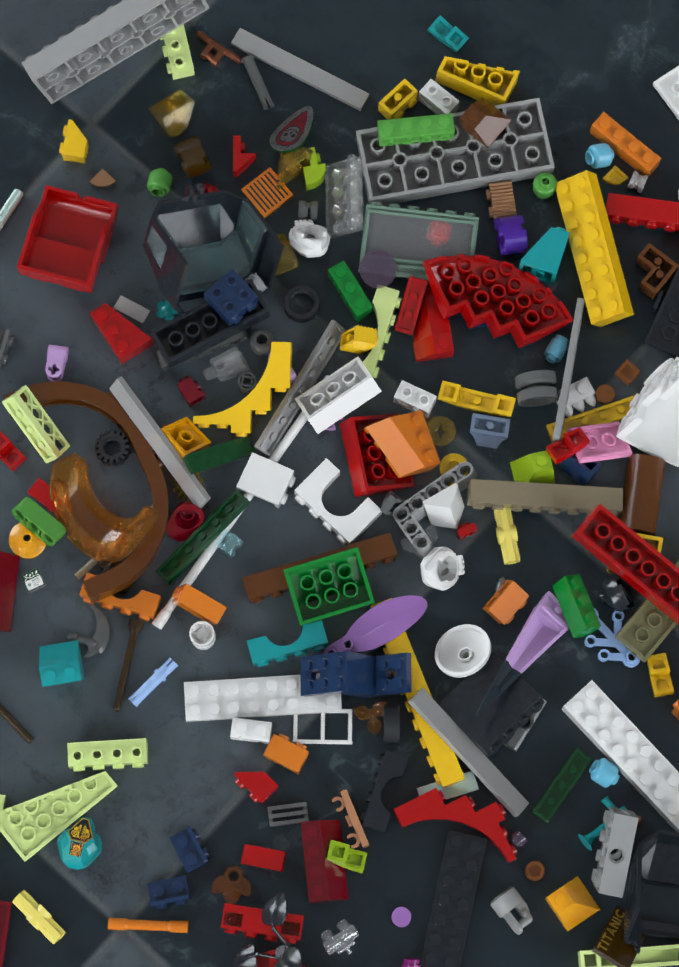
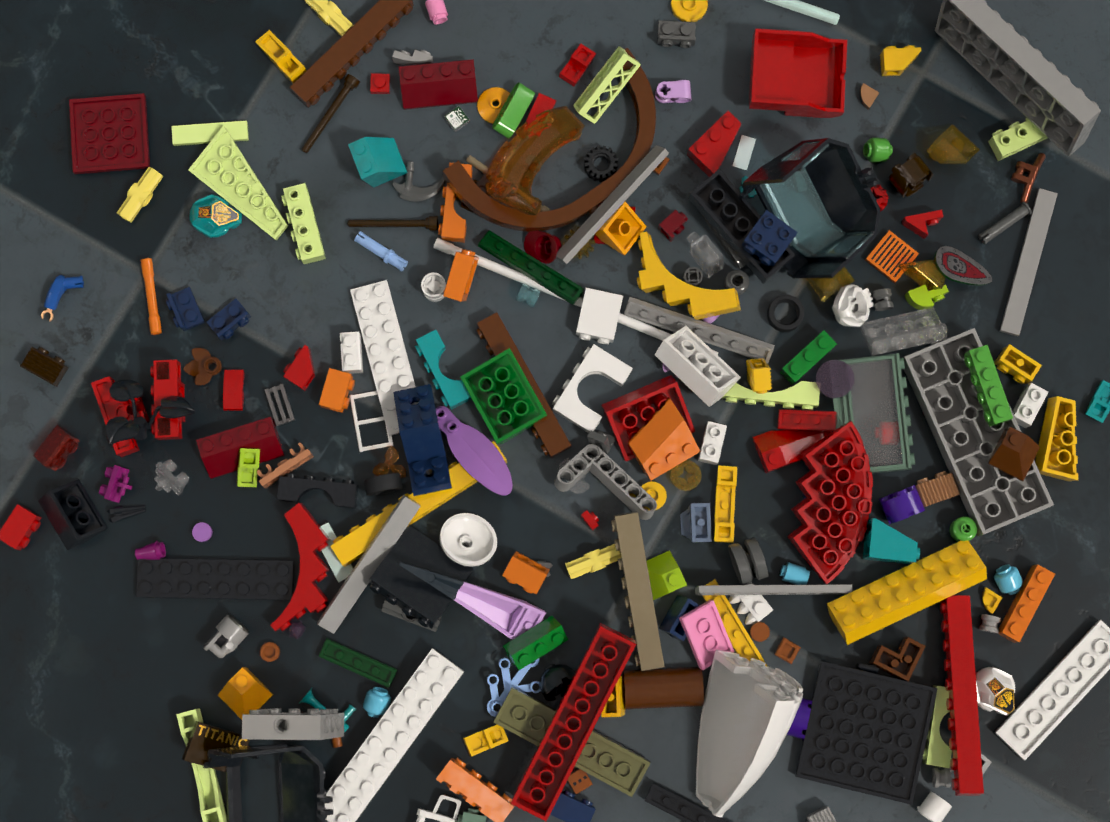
camera: 75 degrees right, 5 degrees up
(219, 455) = (612, 264): dark green tile -> none
(441, 568) = (545, 503): white helmet -> none
(445, 507) = (607, 495): white slope -> none
(568, 446) = (693, 603): red slope -> none

